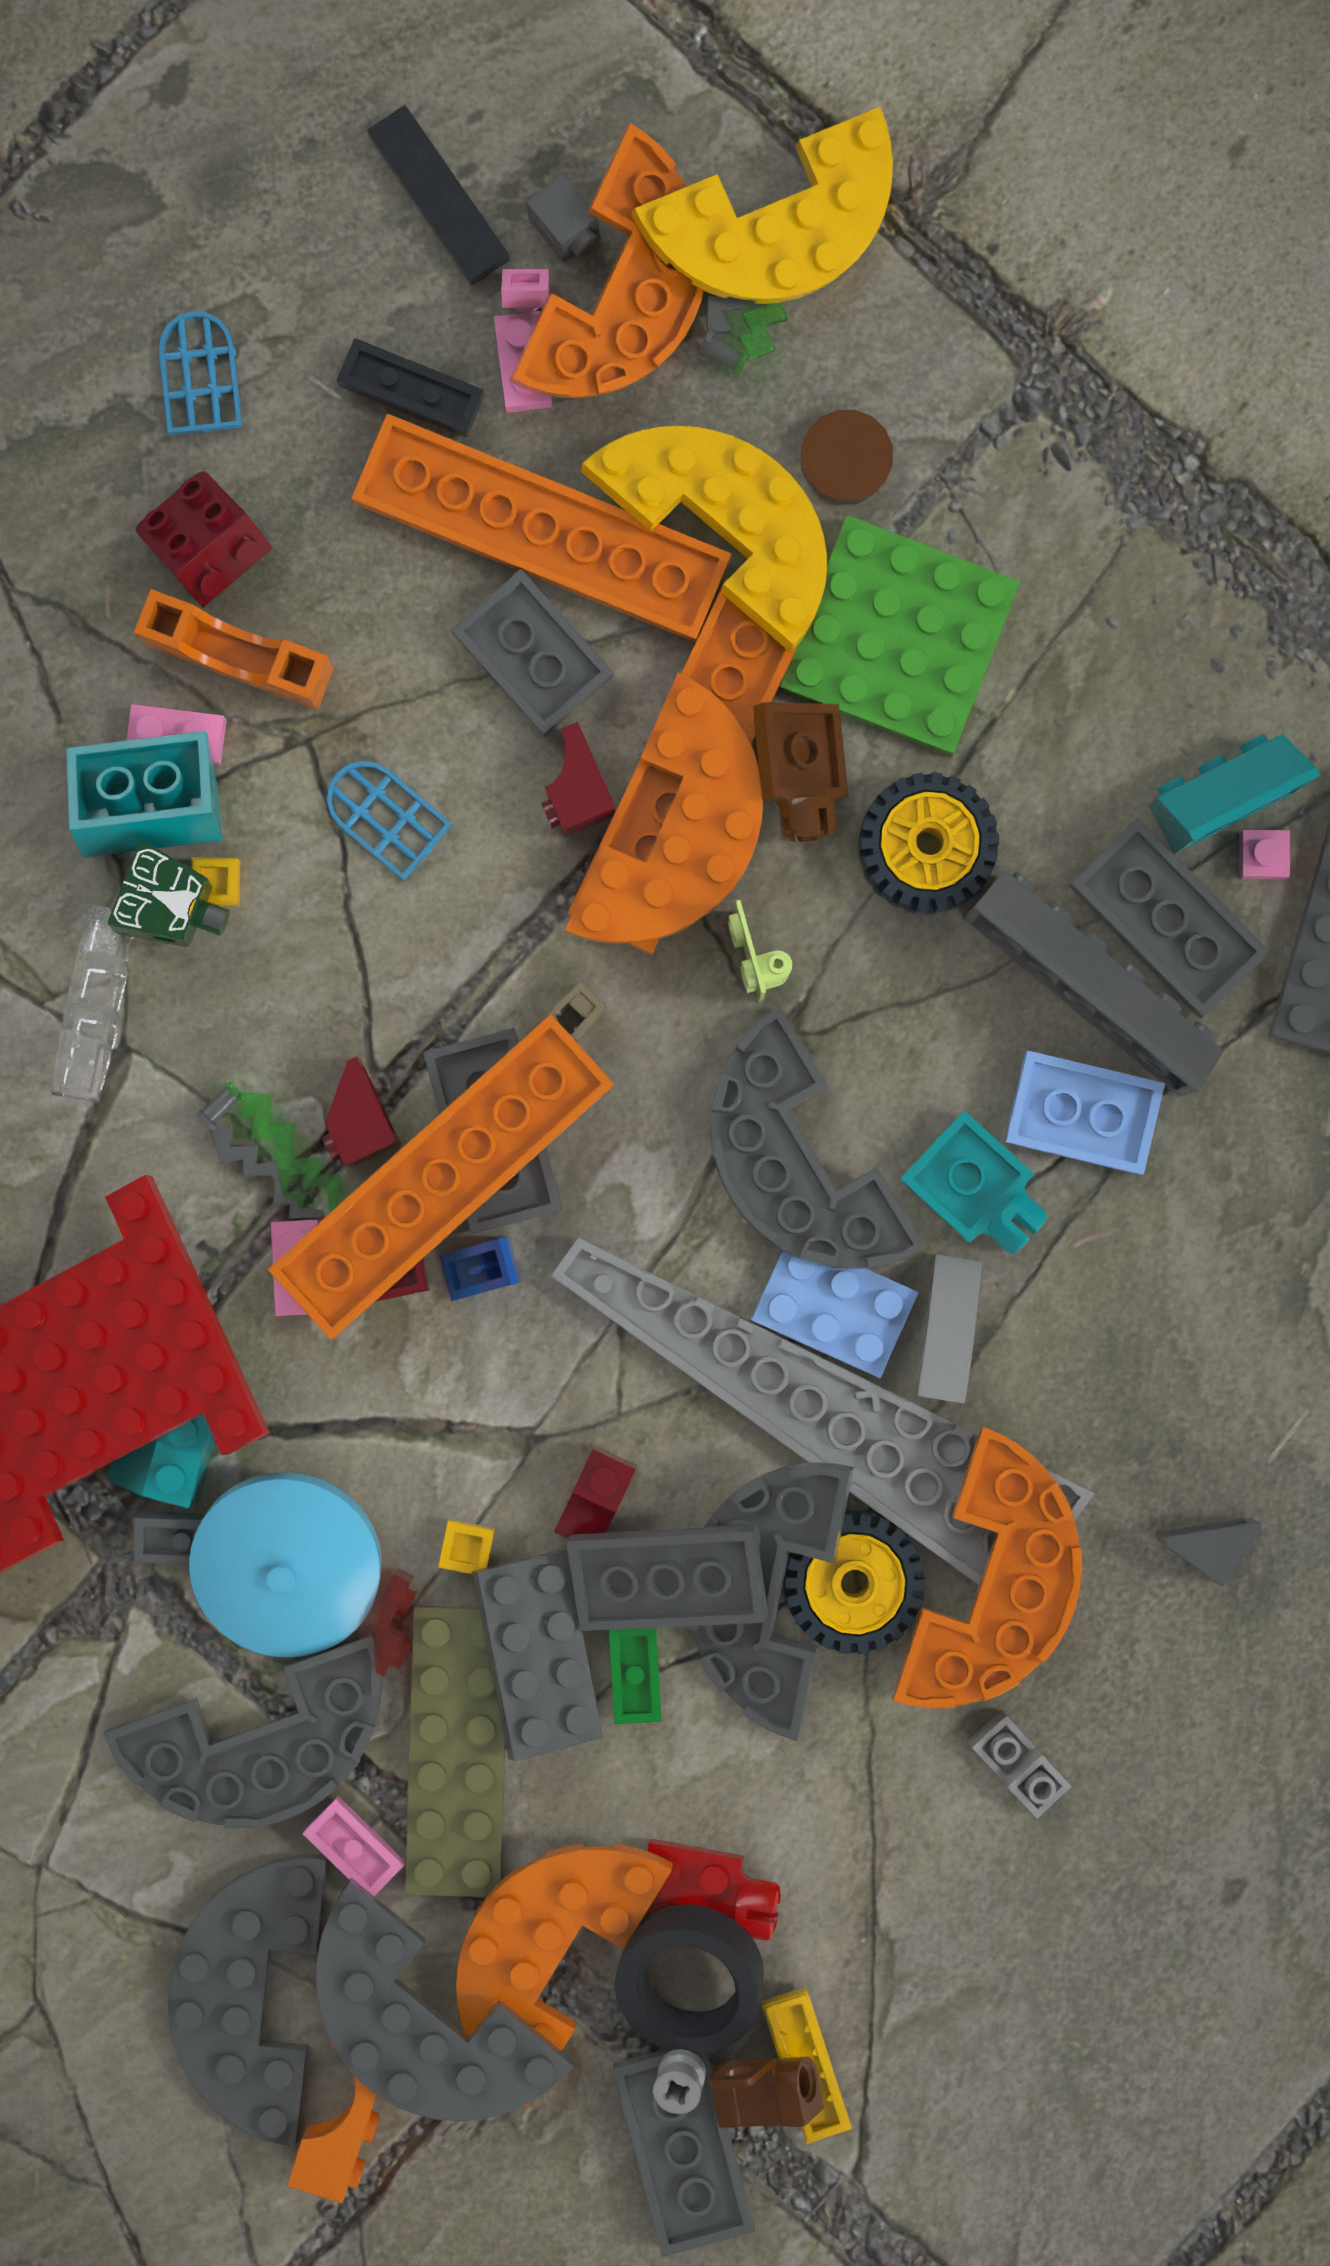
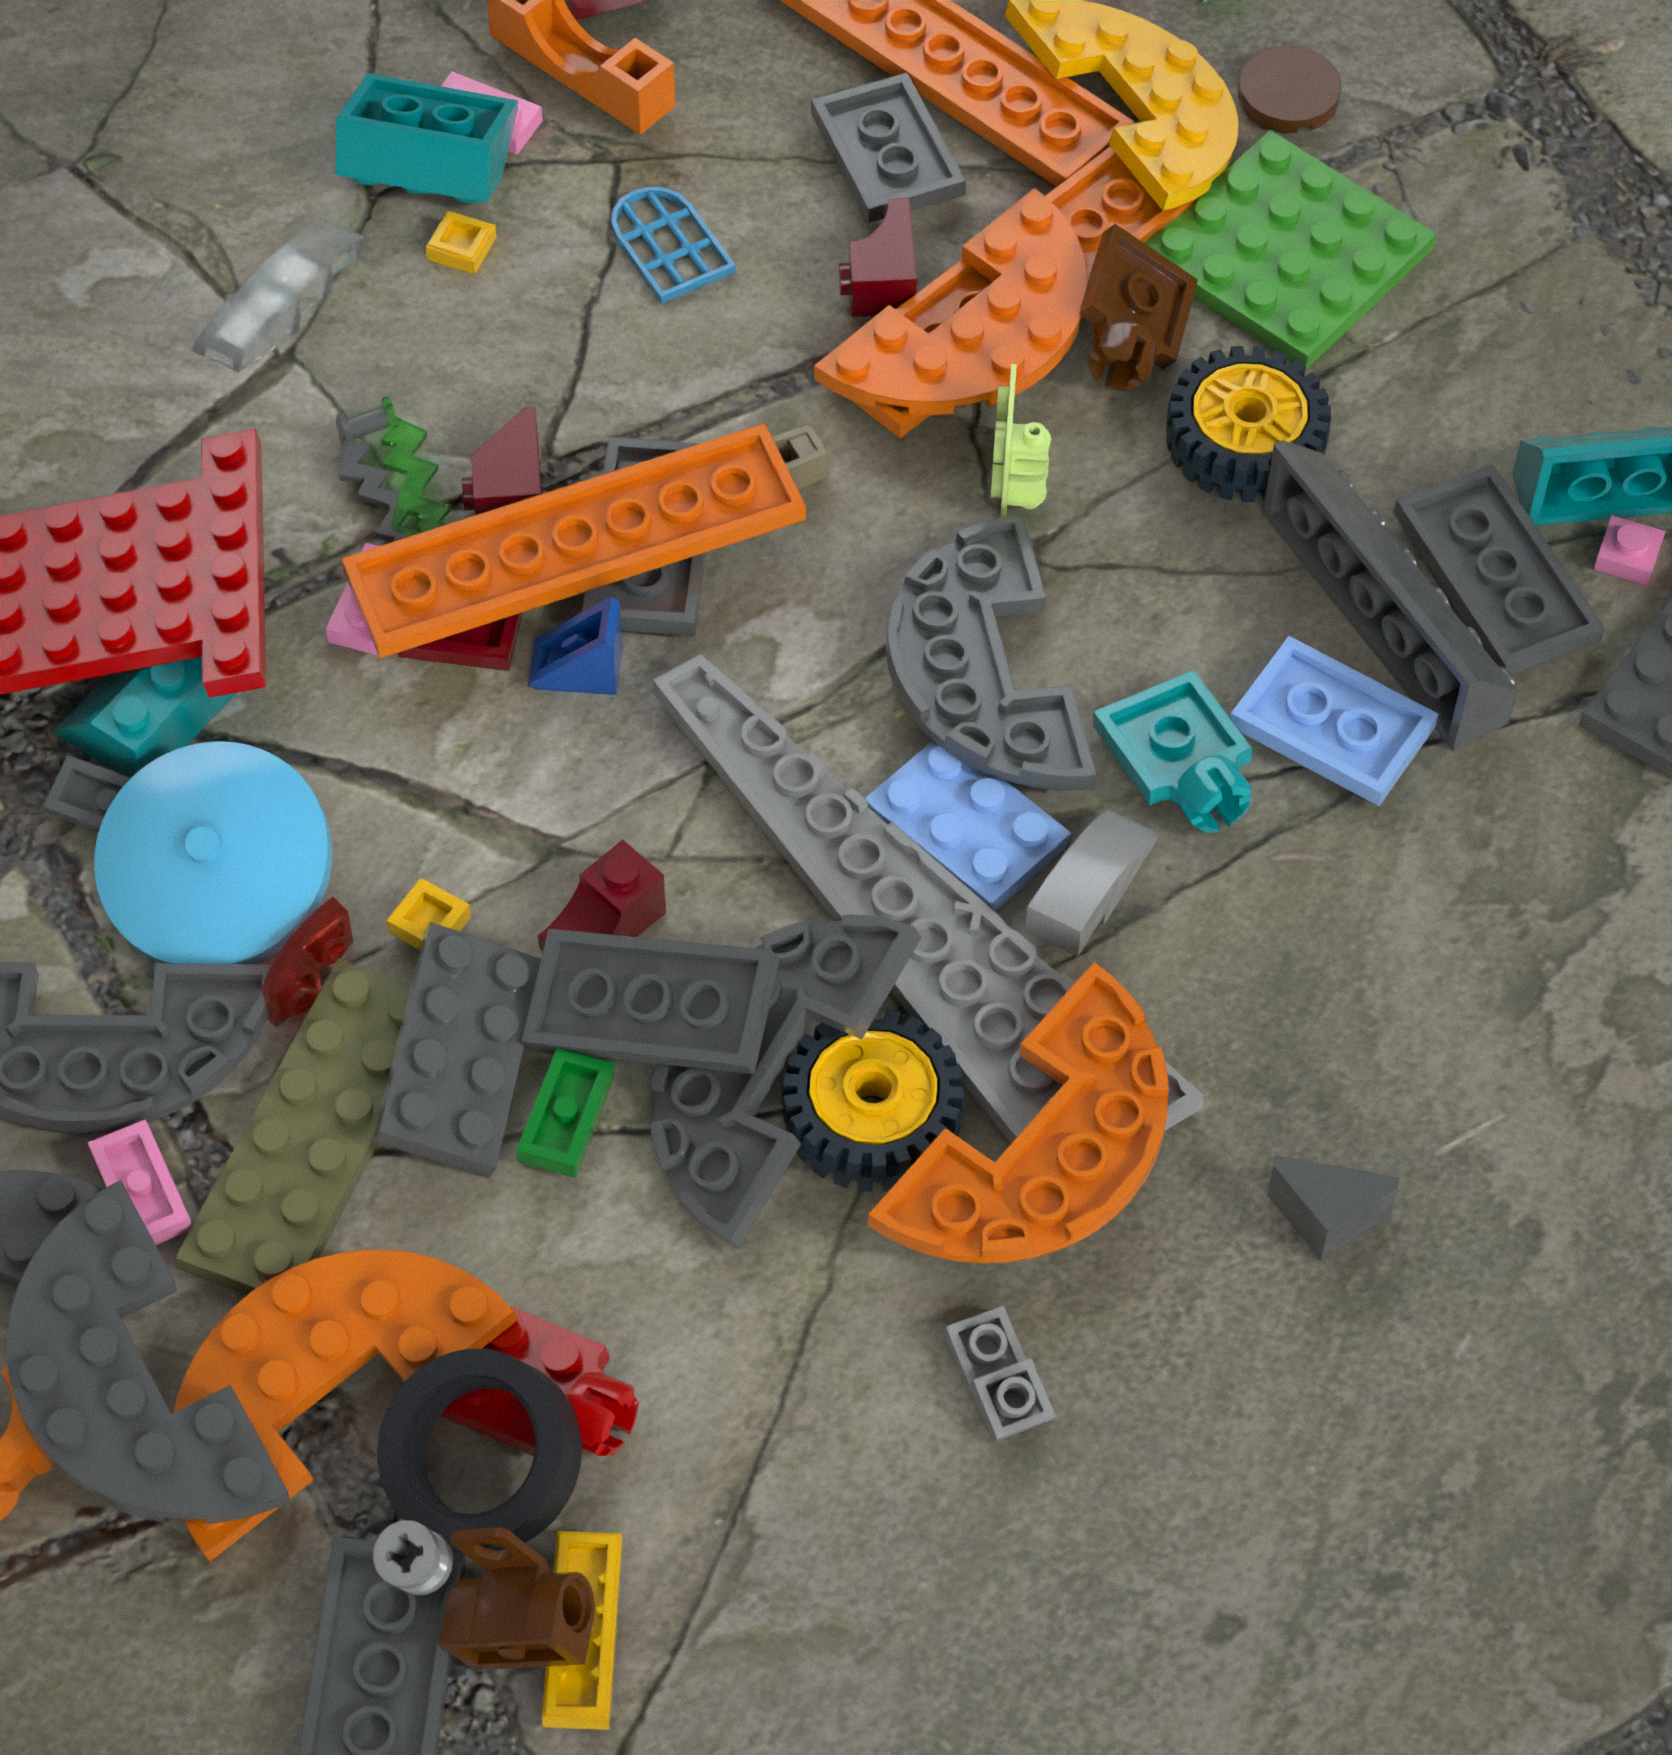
camera: 20 degrees right, 30 degrees down
(164, 901) = (399, 219): dark green torso -> none

